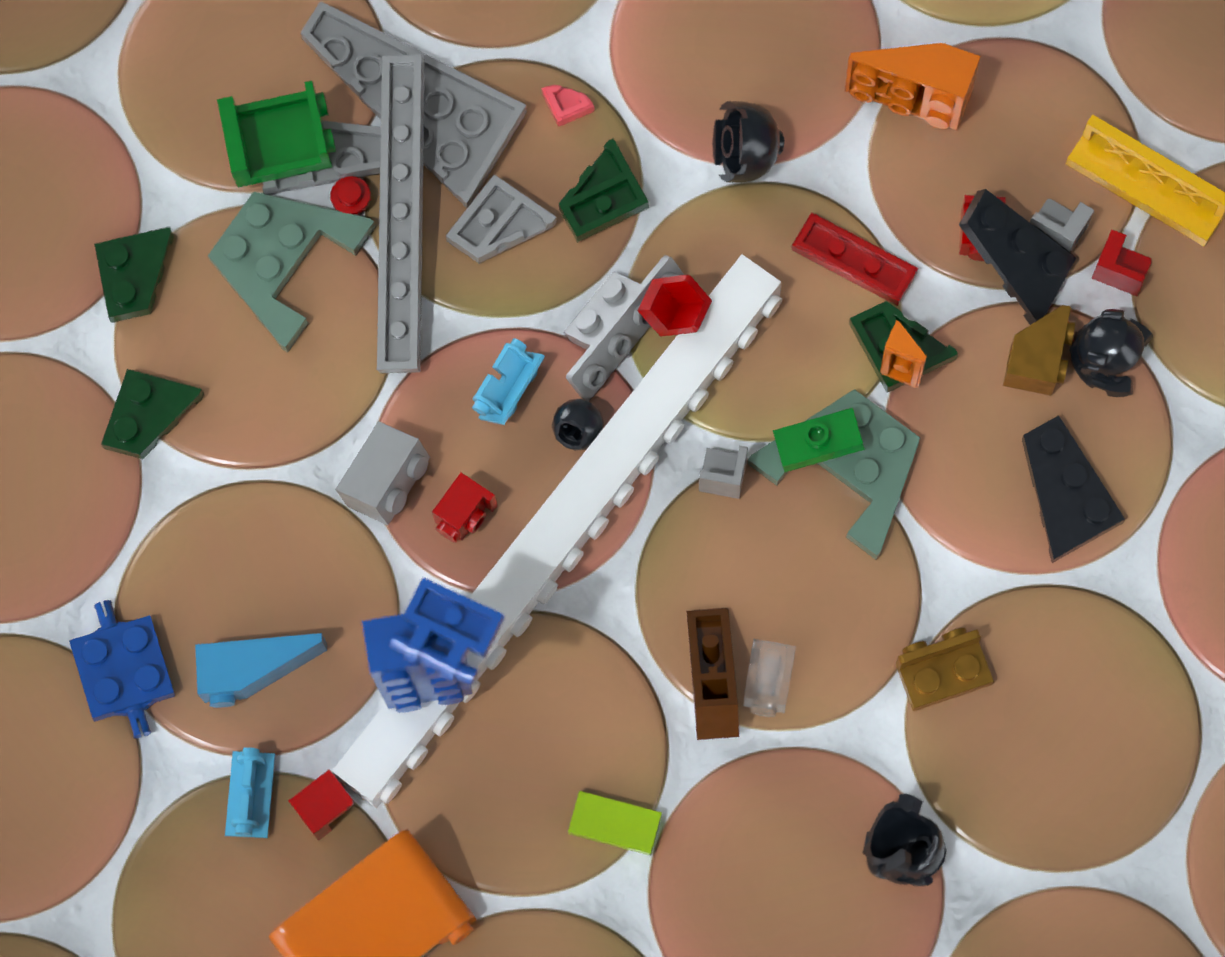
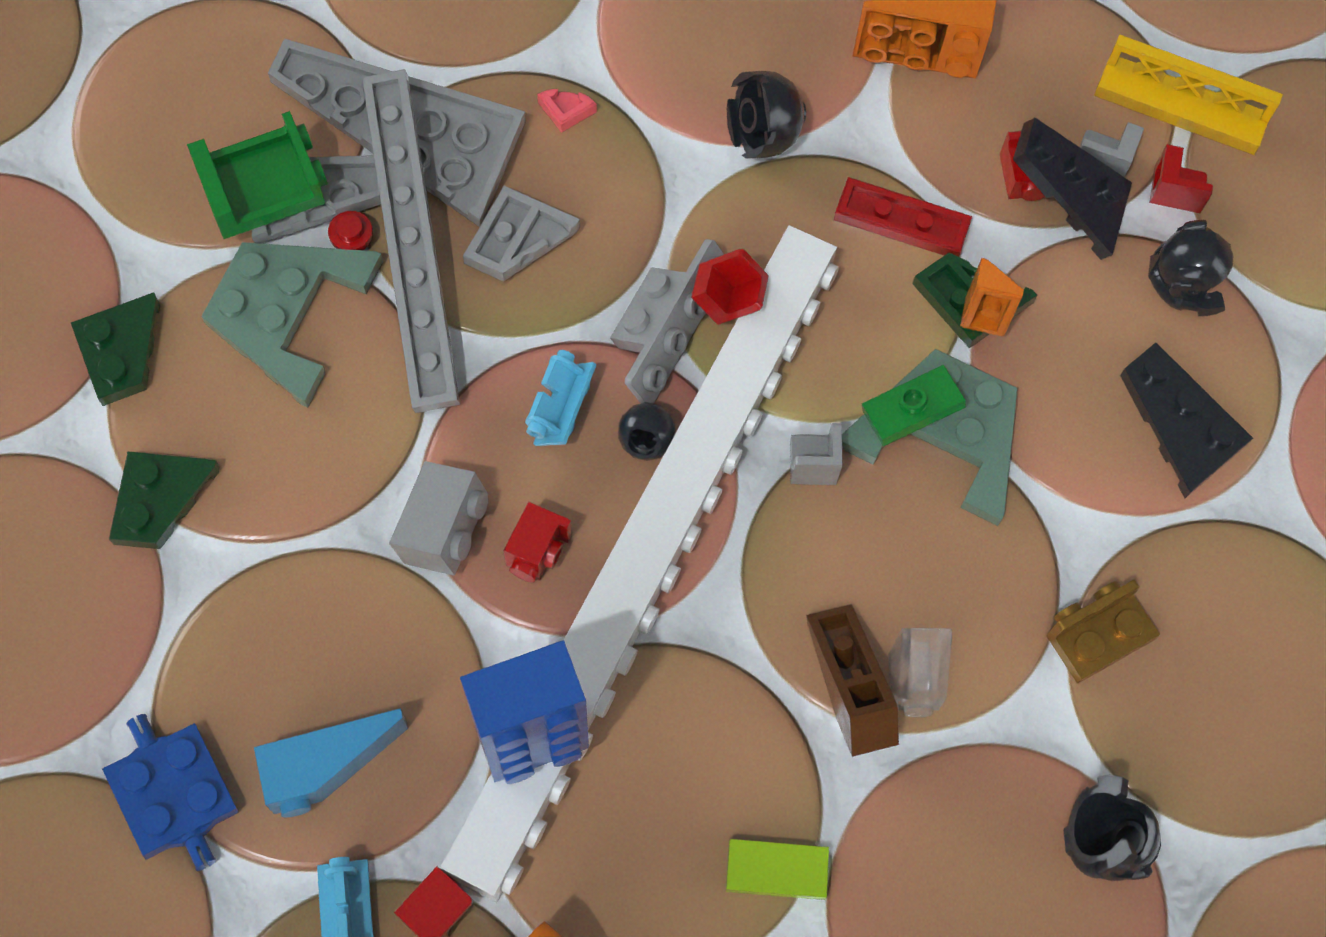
camera: 20 degrees left, 5 degrees down
(452, 618) = (570, 654): blue plate -> none
(603, 195) = (624, 191): dark green wing -> none
(1037, 351) = (1120, 285): pearl gold slope -> none

